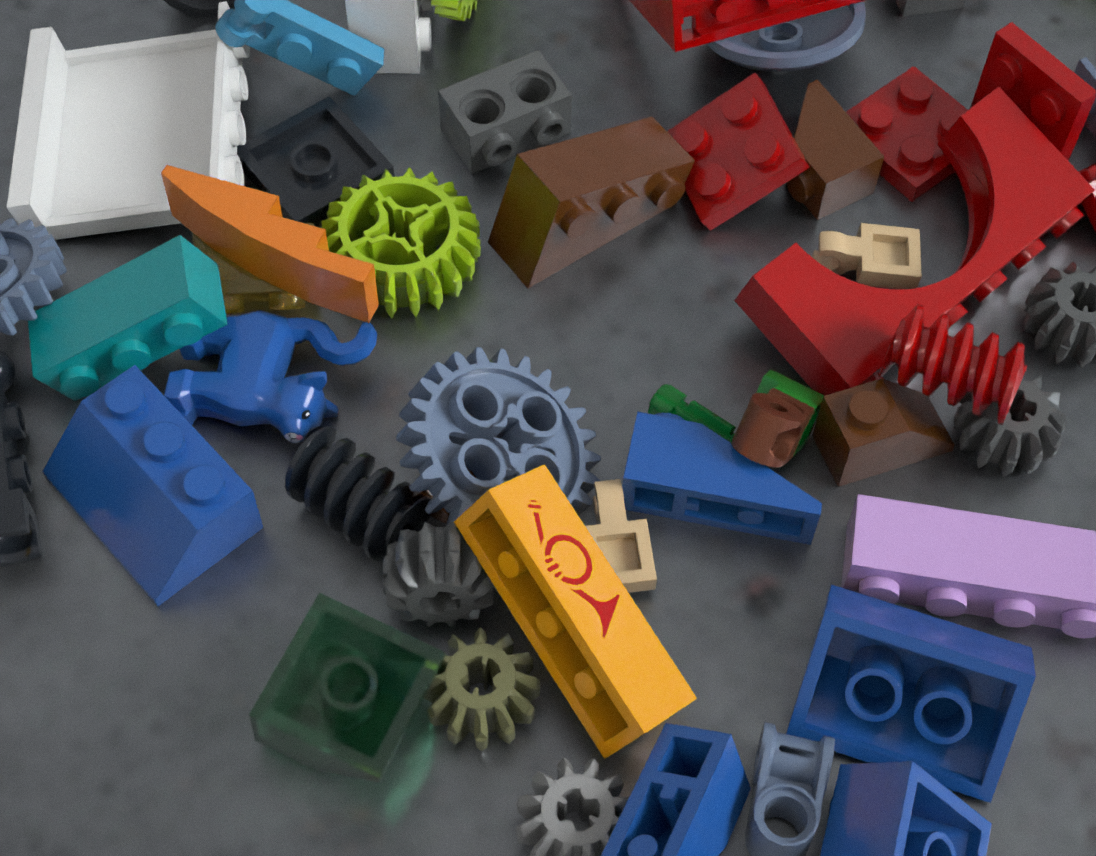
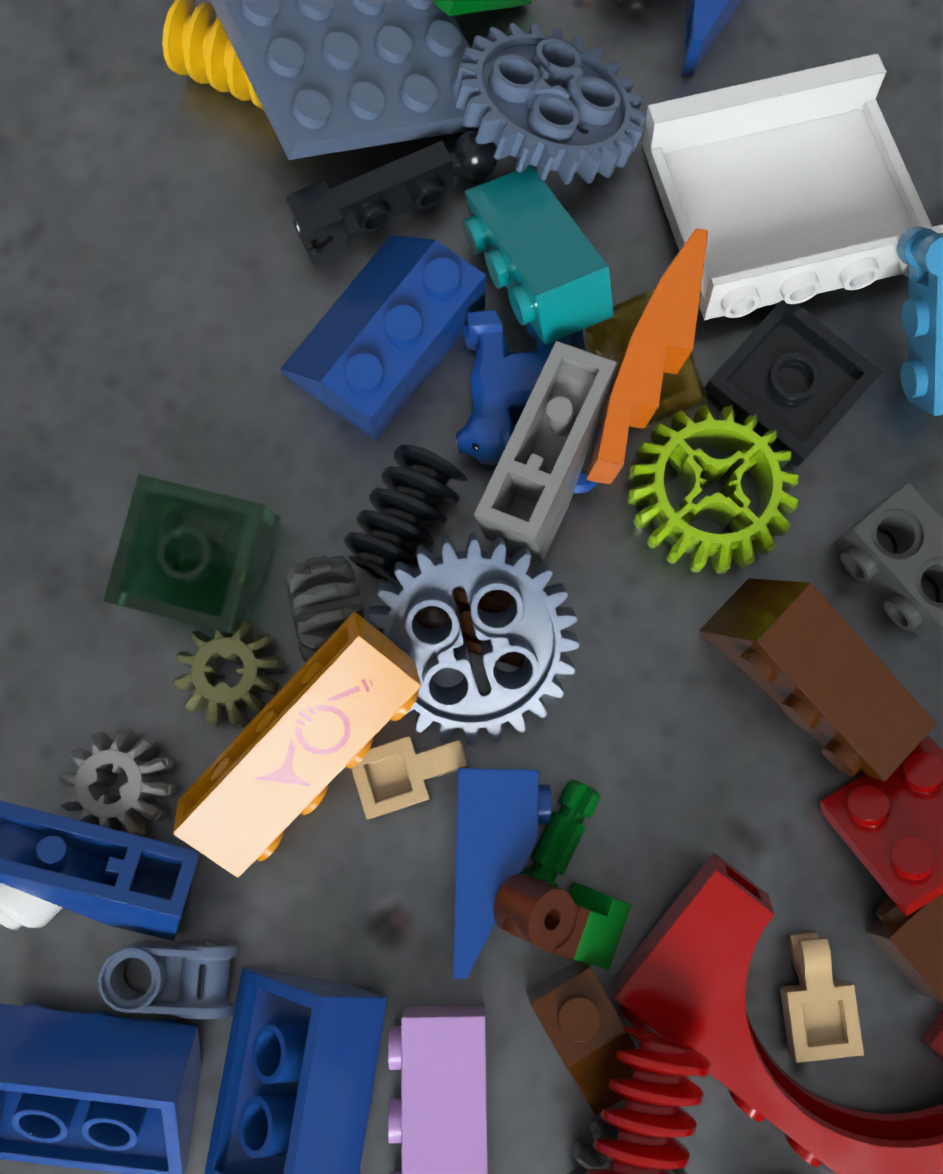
camera: 80 degrees right, 20 degrees up
(336, 336) = (546, 451): none -> light grey slope

